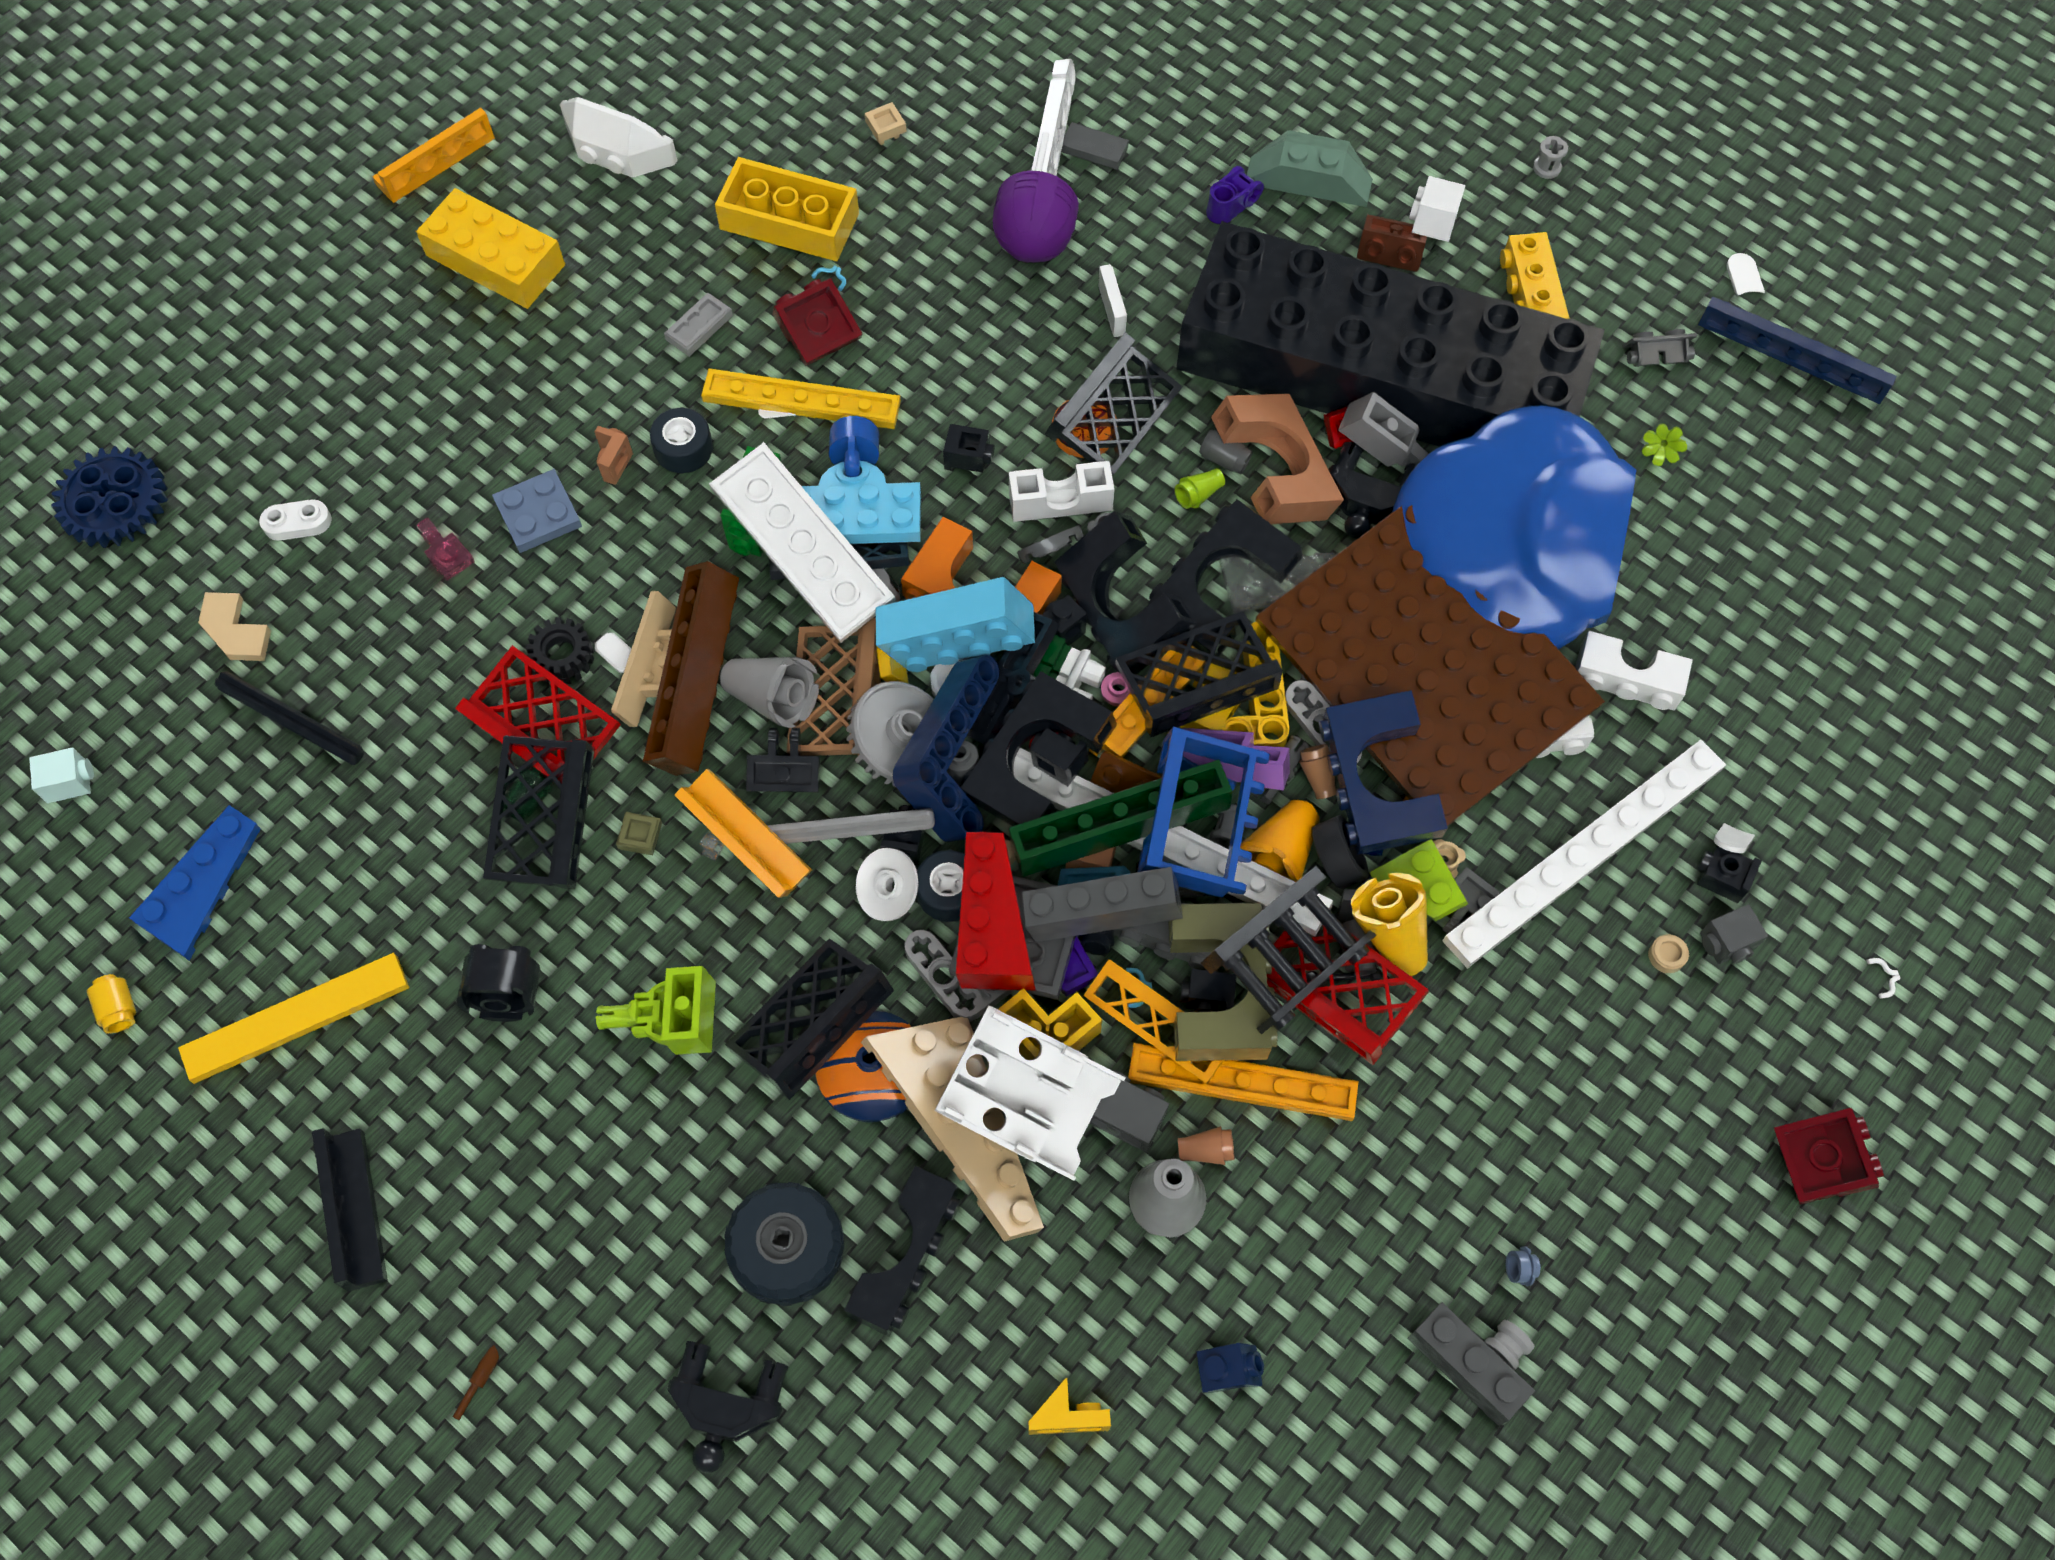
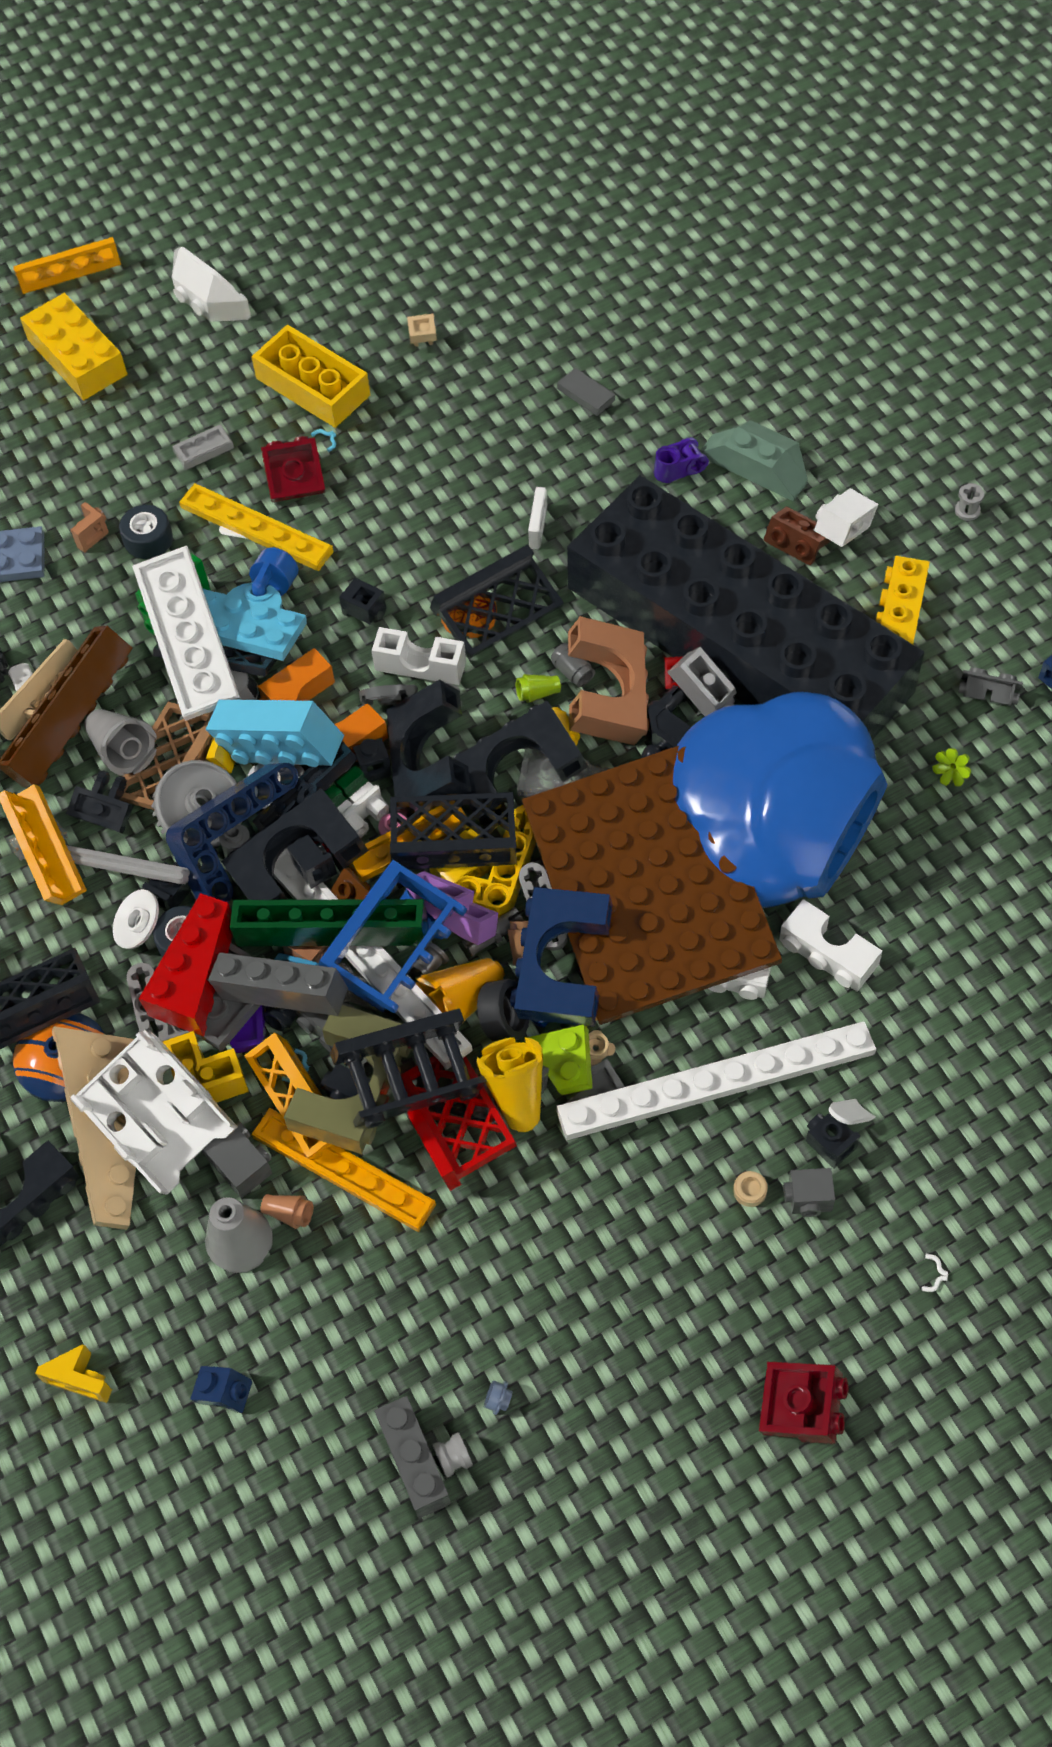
camera: 25 degrees right, 5 degrees down
(1035, 207) = (502, 426): dark purple piece -> none

